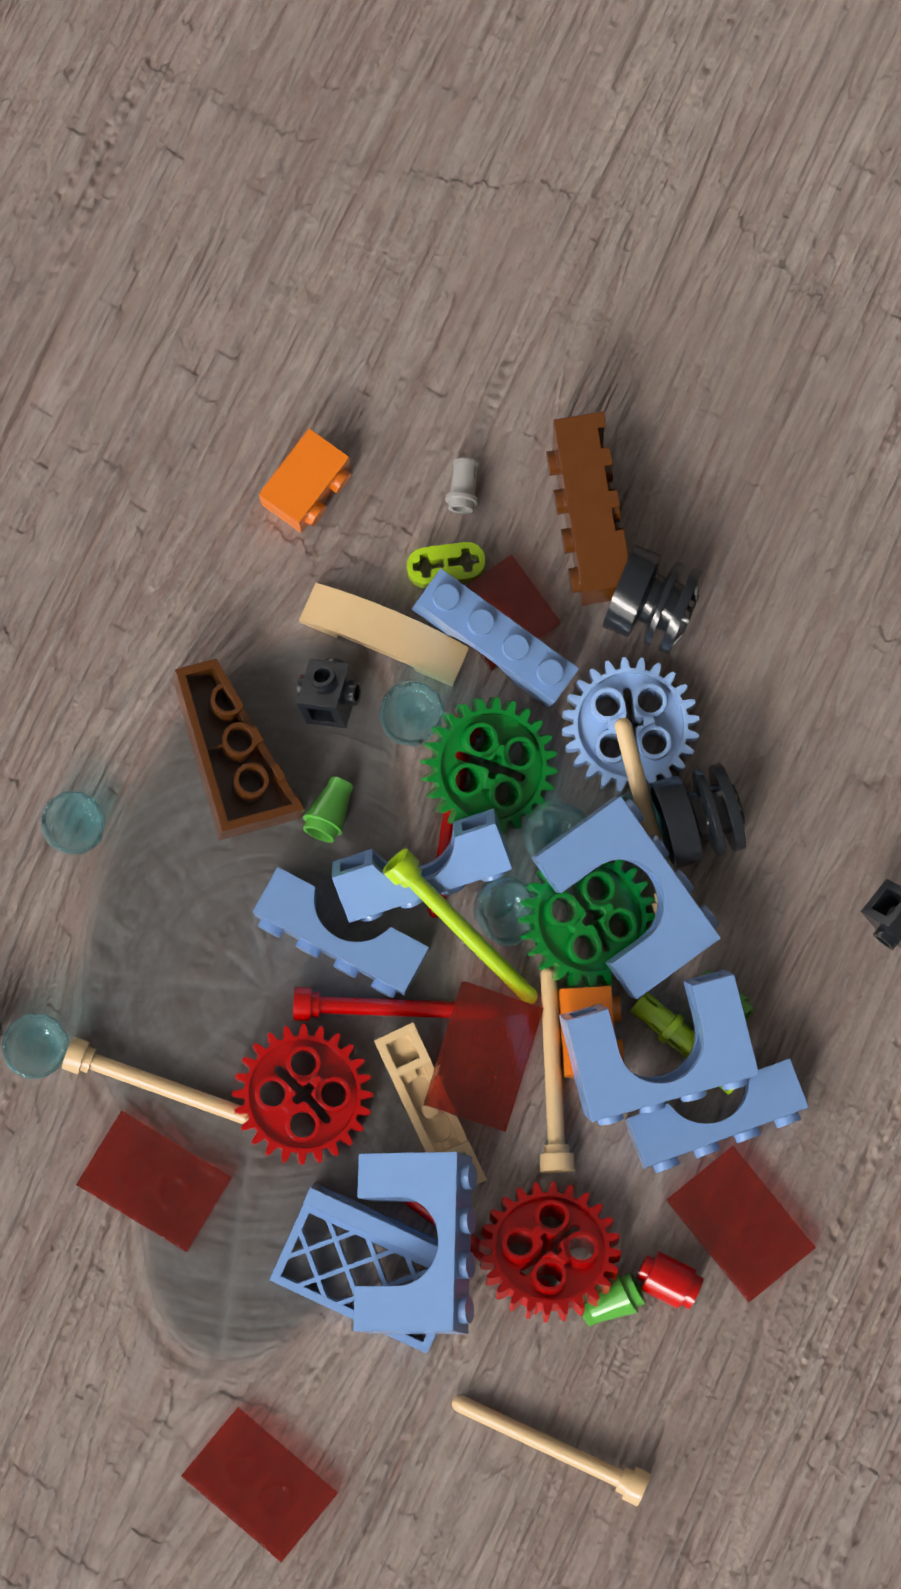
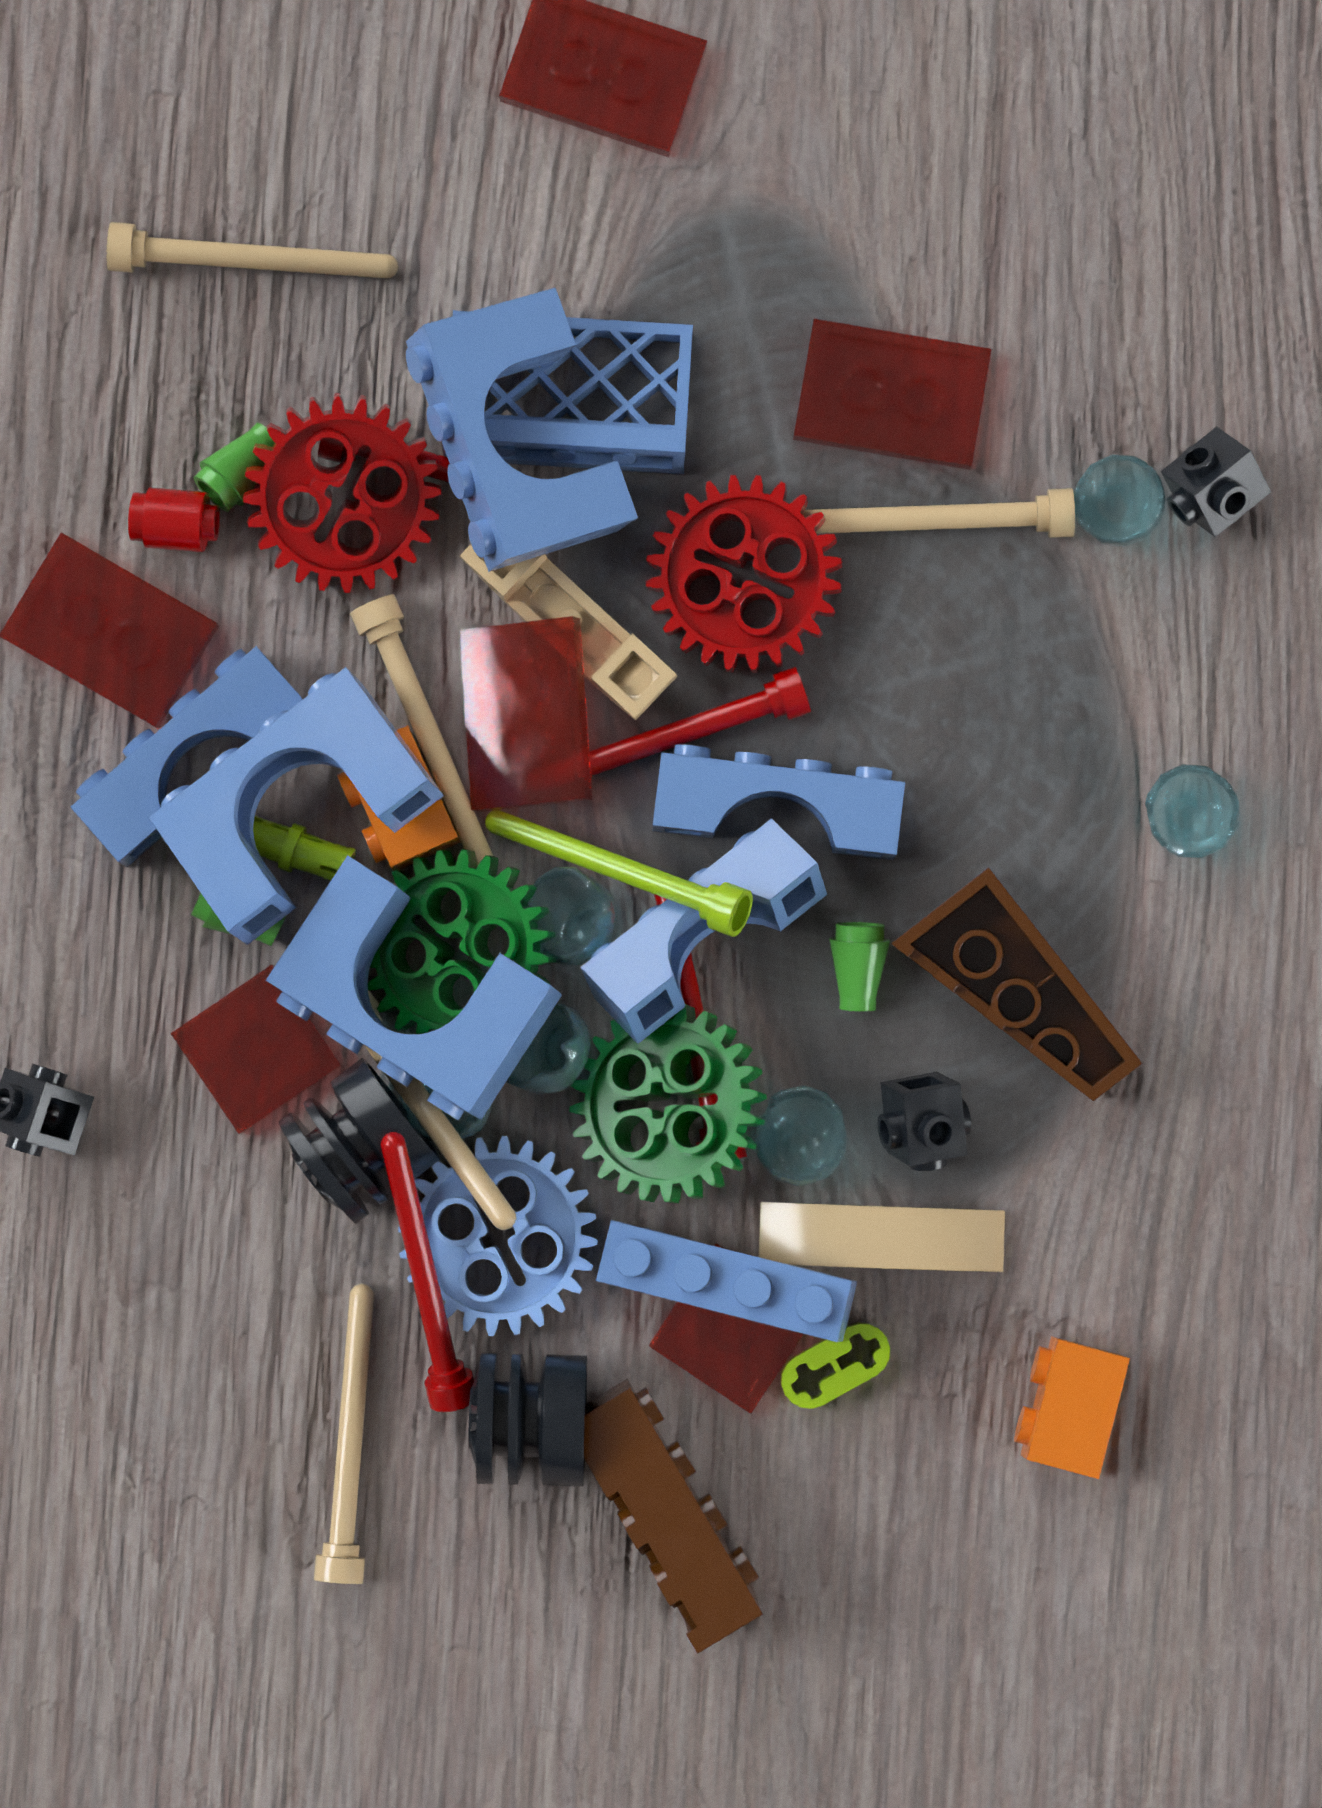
camera: 155 degrees right, 5 degrees up
(463, 486) = (854, 1485): light grey pin -> none
(696, 647) = (448, 1378): none -> red piece
(746, 904) = (254, 1052): none -> clear red tile
(807, 563) = (340, 1555): none -> tan piece

